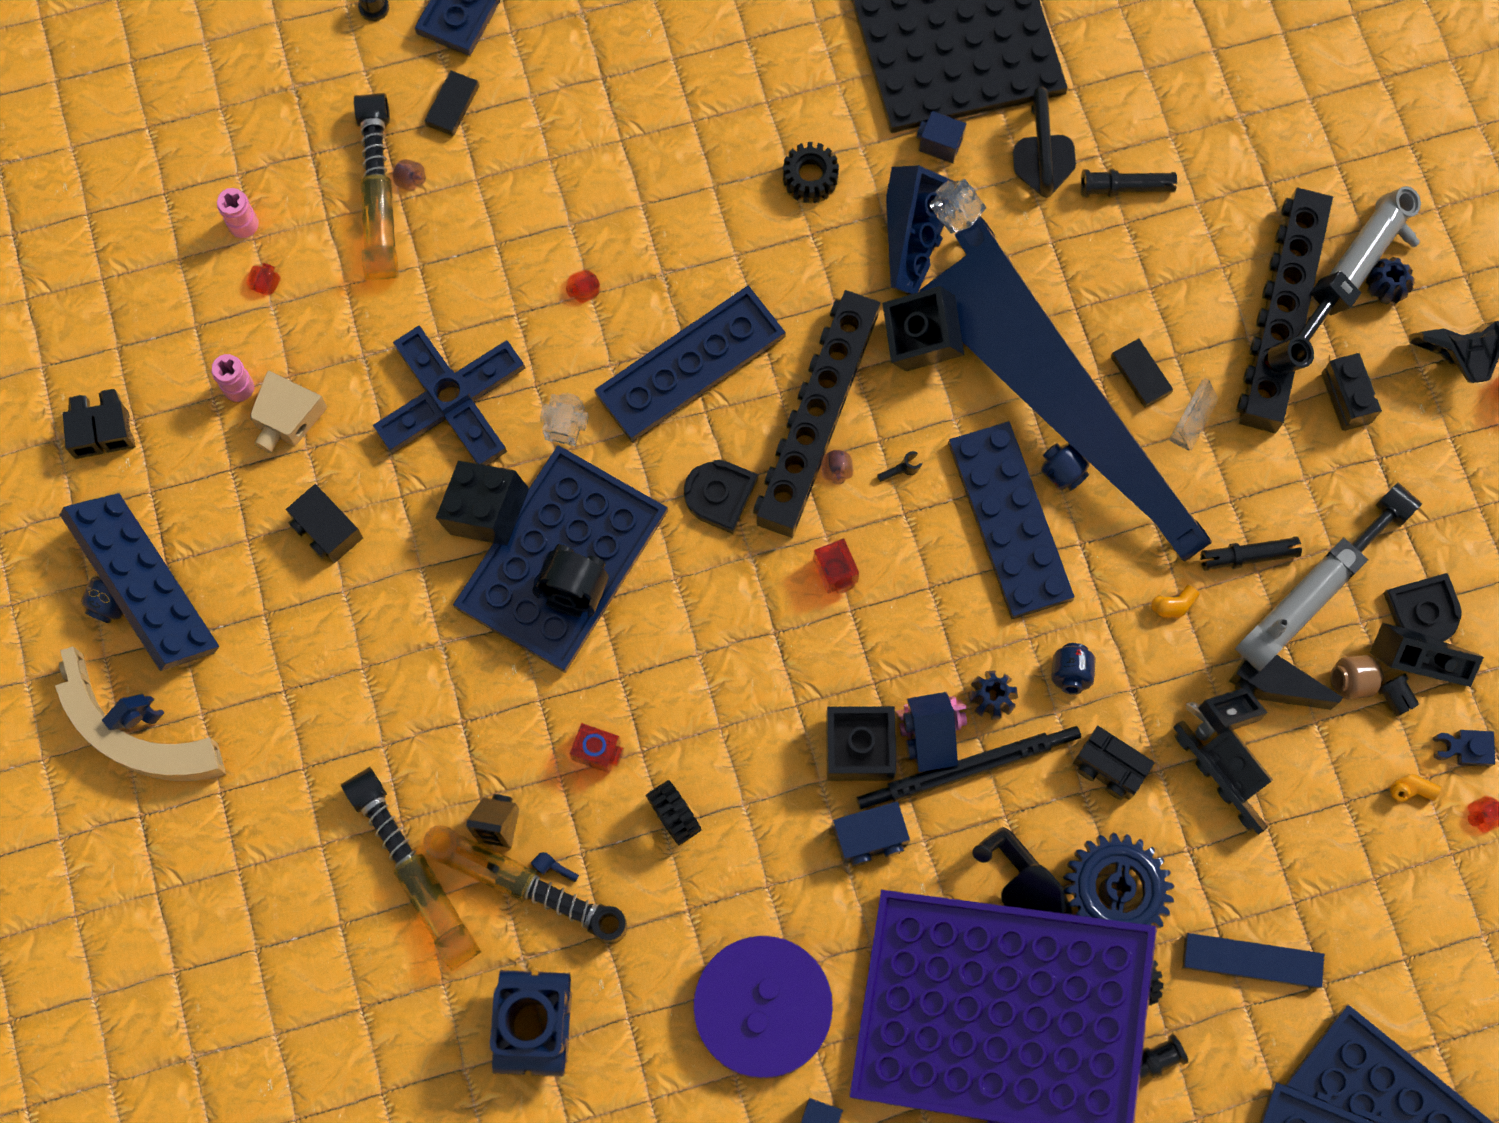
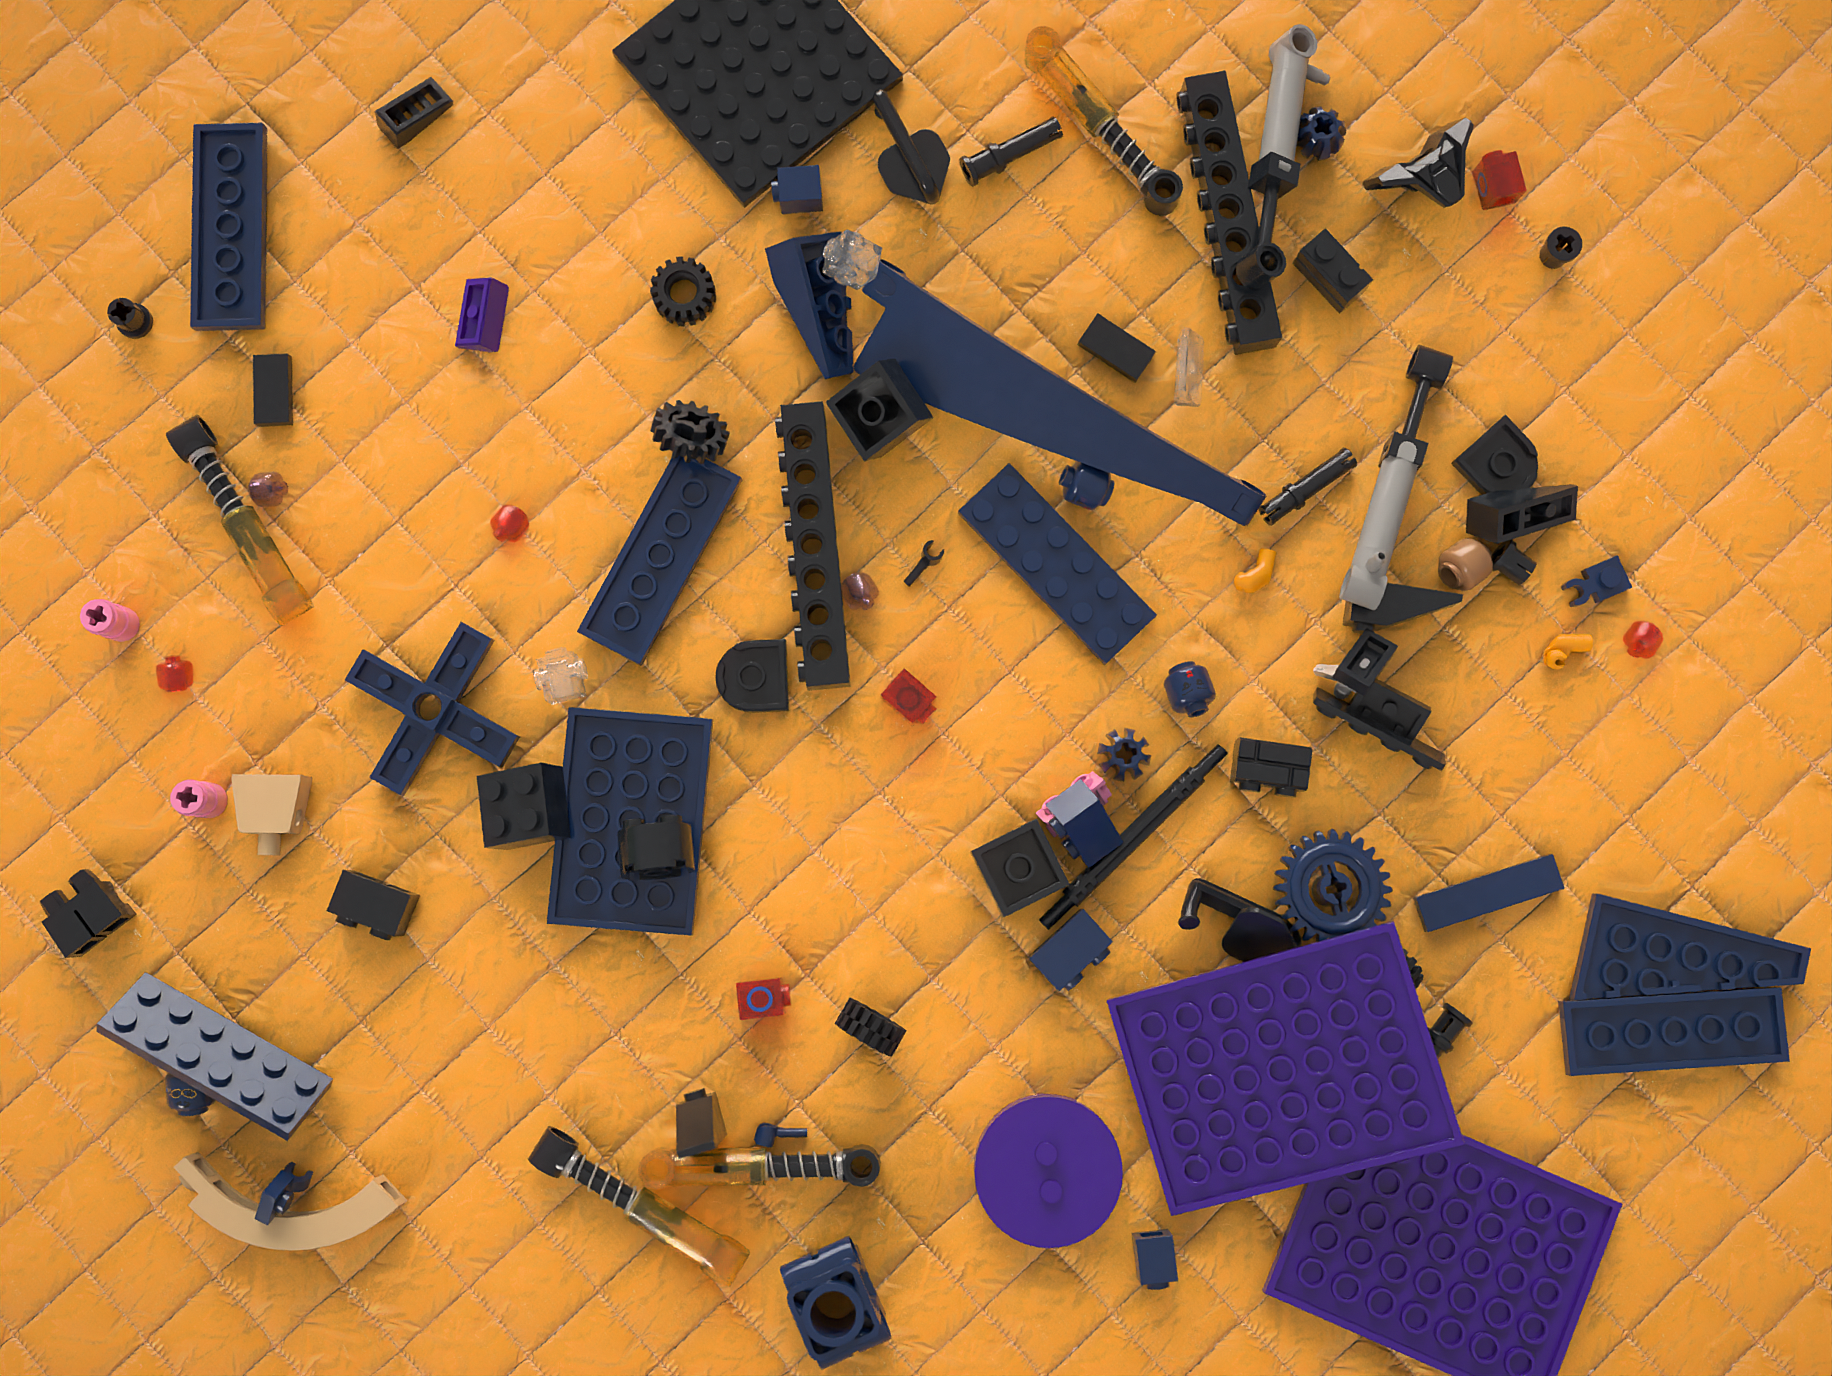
camera: 25 degrees left, 10 degrees up
(643, 120) = (482, 315): none -> dark purple slope
(762, 277) = (689, 431): none -> black gear
(1212, 190) = (1099, 117): none -> piece

